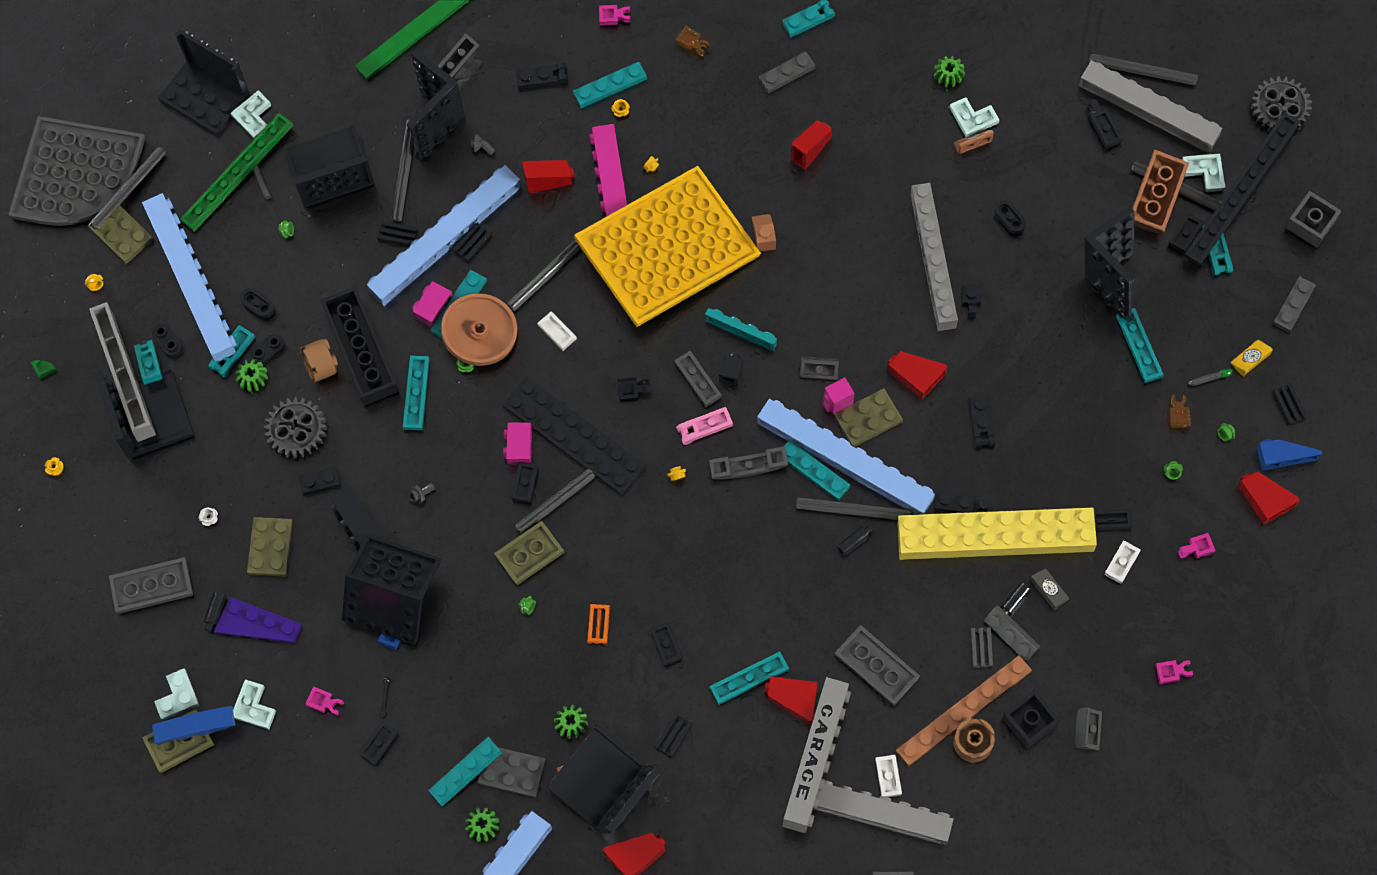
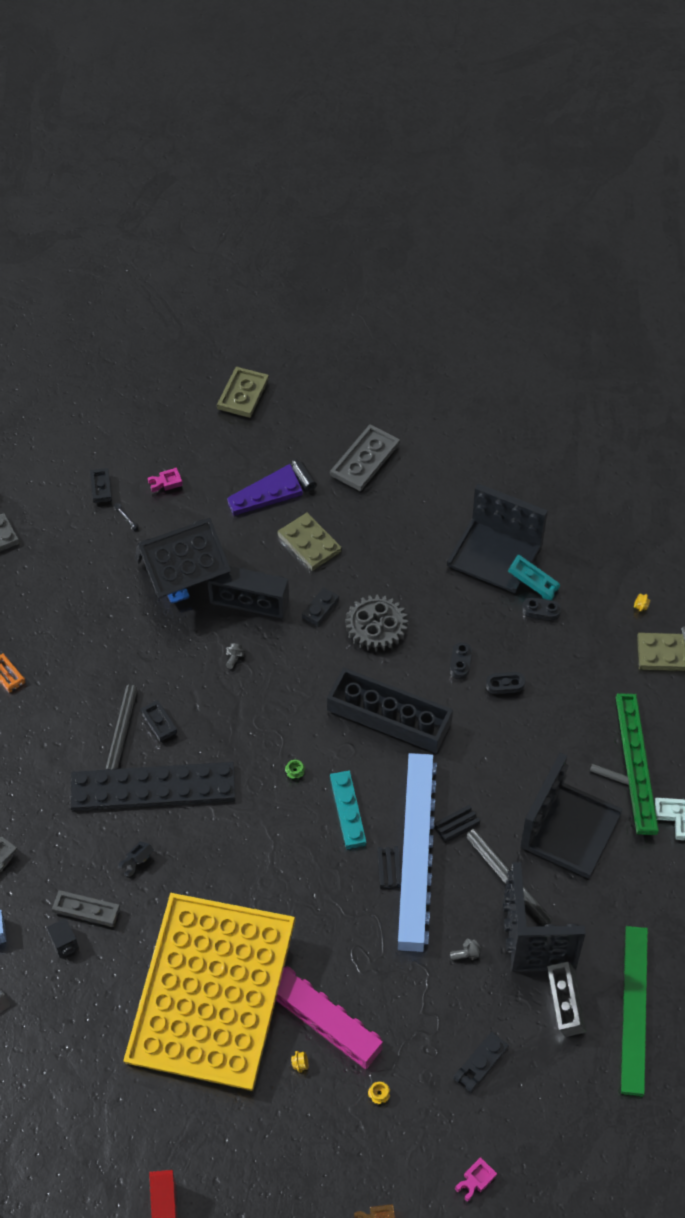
camera: 135 degrees right, 15 degrees down
(43, 368) = (606, 525): green tile -> none
(58, 466) = (519, 478): yellow plate -> none
(122, 372) = (540, 550): light grey brick -> none
(181, 699) = (270, 417): light aqua plate -> none
(188, 276) = (576, 655): light blue brick -> none
(193, 725) = (237, 397): blue slope -> none
(203, 516) = (375, 524): white plate -> none
(243, 339) = (485, 637): teal plate -> none
(248, 708) = (213, 439): light aqua plate -> none
(251, 368) = (449, 630): bright green gear -> none
(286, 228) = (547, 753): bright green plate -> none
(318, 360) = (408, 673): medium nougat brick -> none
(416, 393) = (311, 717): teal plate -> none
(431, 304) = (367, 788): dark pink brick -> none
(465, 771) = (18, 511): teal plate -> none
(479, 329) = (307, 796): nougat dish -> none
(518, 443) = (190, 742): dark pink brick -> none
(527, 605) = (74, 642): bright green plate -> none
(529, 553) = (106, 676): olive plate -> none
(544, 275) = (300, 897): dark grey axle -> none
(547, 175) = (380, 967): red slope -> none
(556, 331) = (246, 854): white tile -> none
(609, 85) = (411, 1109): teal plate -> none
(676, 473) = (36, 820): yellow plate -> none
(705, 425) = (46, 876): bright pink plate -> none
(740, 329) = (87, 977): teal plate -> none
(764, 232) = (138, 1084): nougat slope -> none

